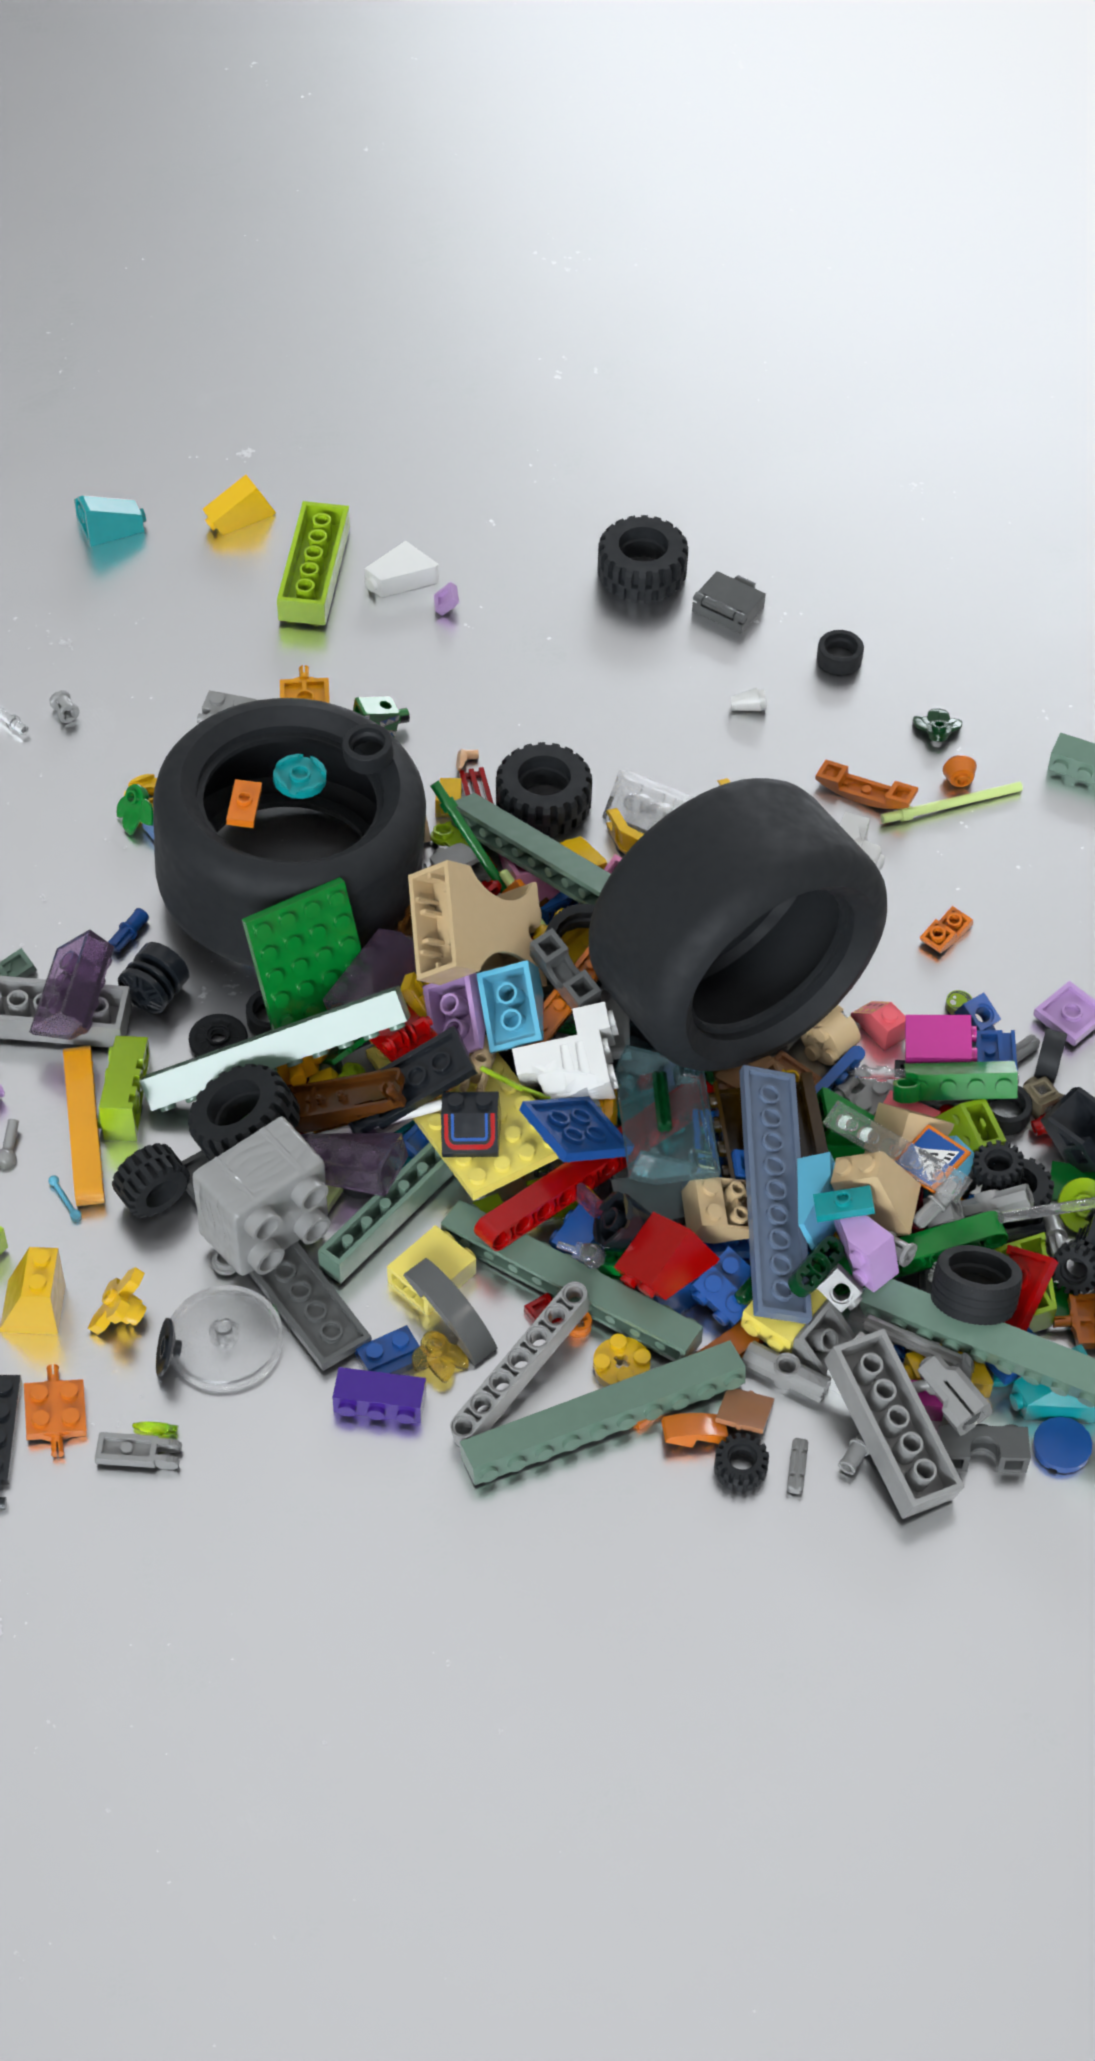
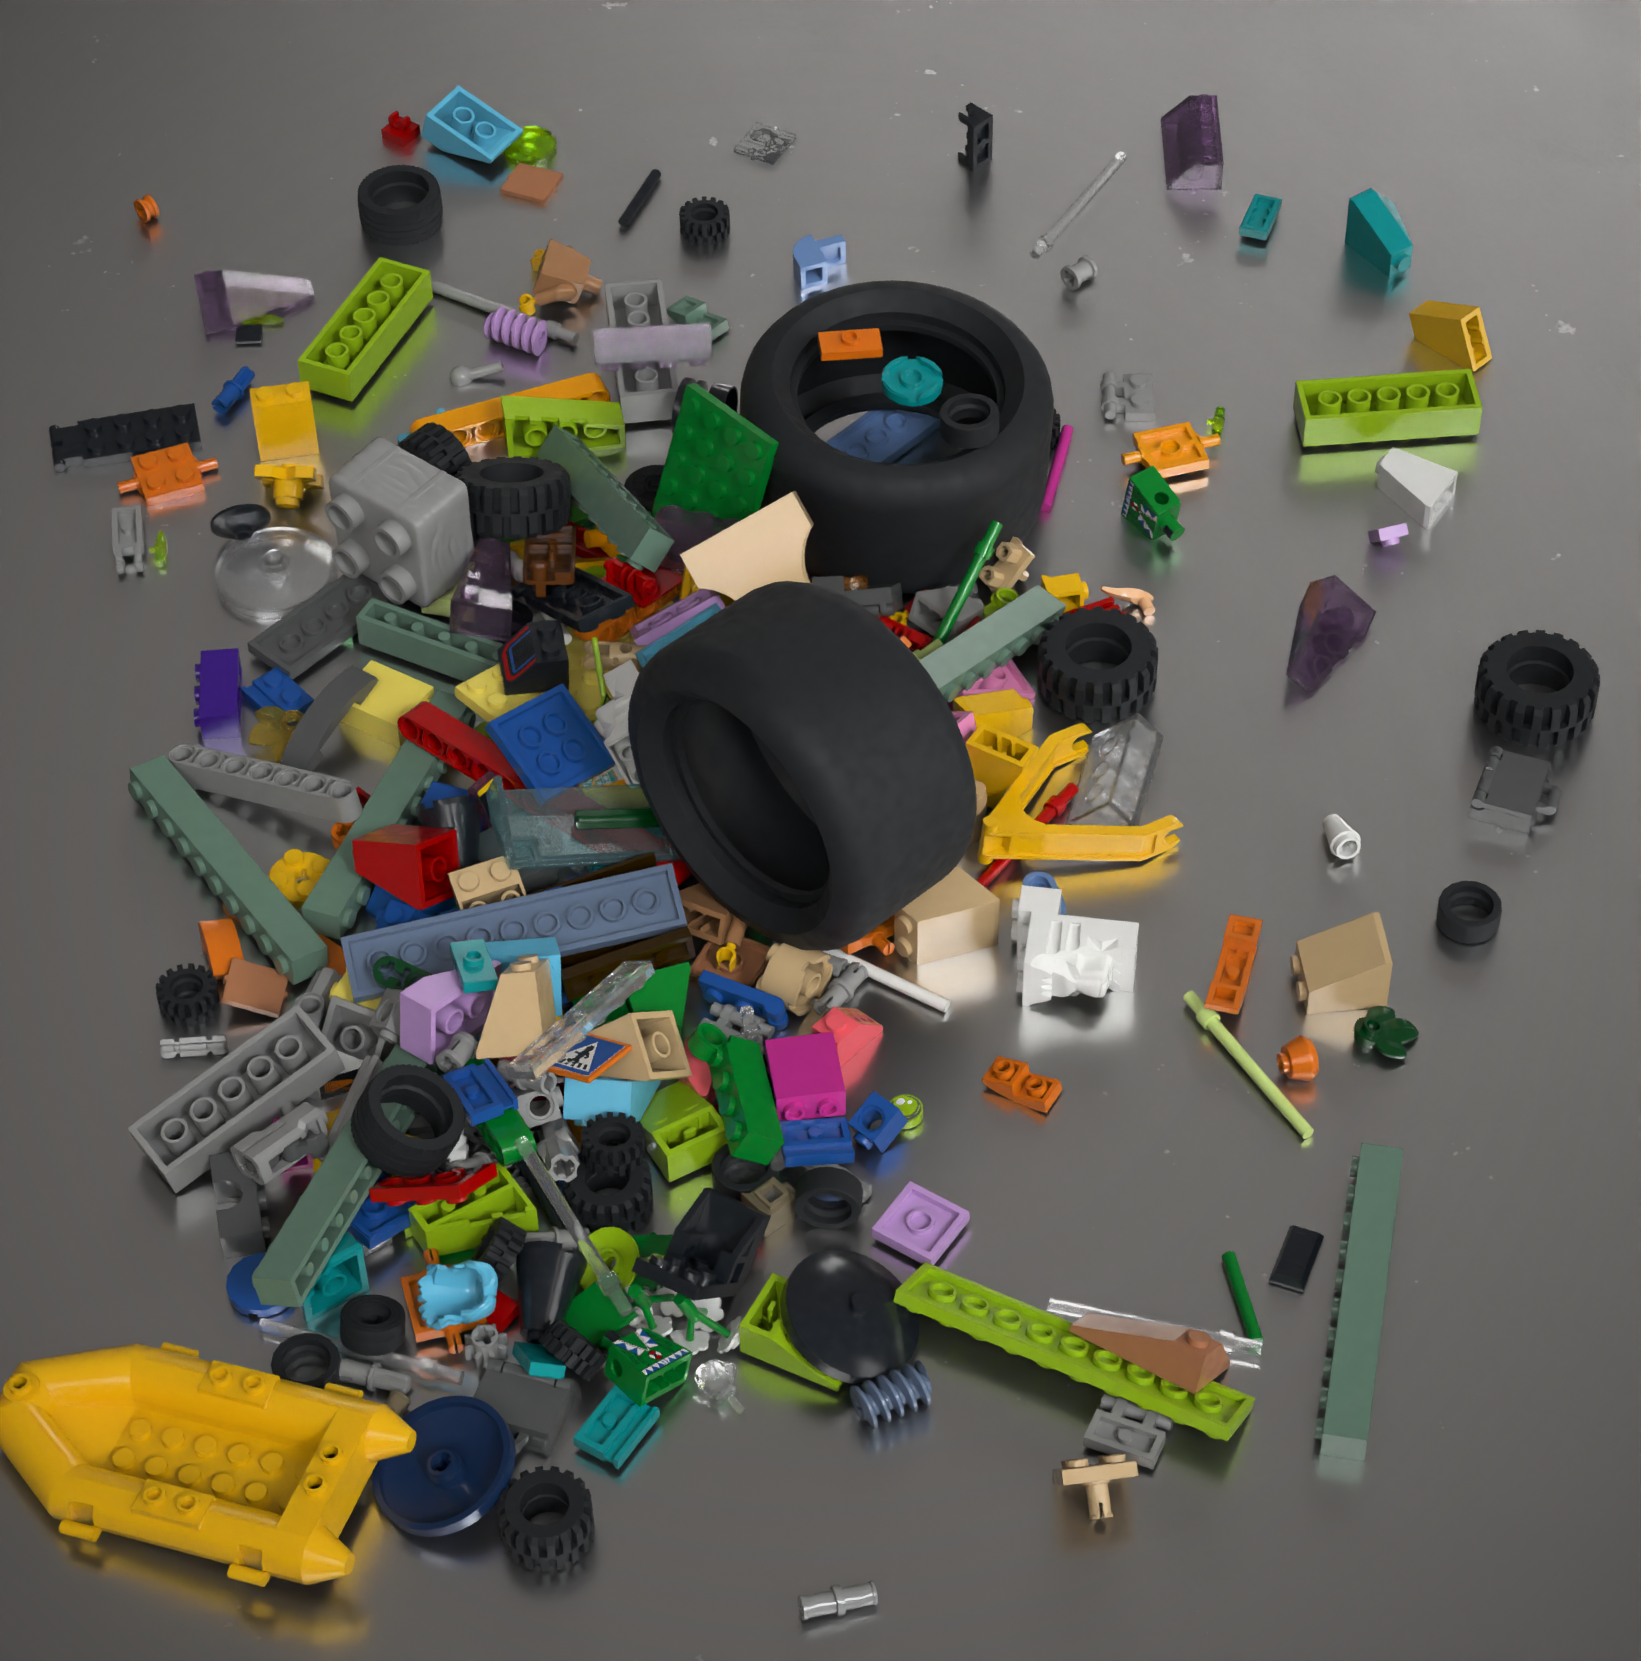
camera: 80 degrees right, 5 degrees down
(44, 583) = (1260, 217): none -> teal plate
(278, 667) = (1217, 421): none -> clear neon green helmet
(529, 651) = (1325, 630): none -> clear purple wedge
(589, 1253) = (413, 797): clear piece -> none
(885, 722) = (1344, 967): none -> tan slope
(944, 1233) = (481, 1091): none -> blue plate

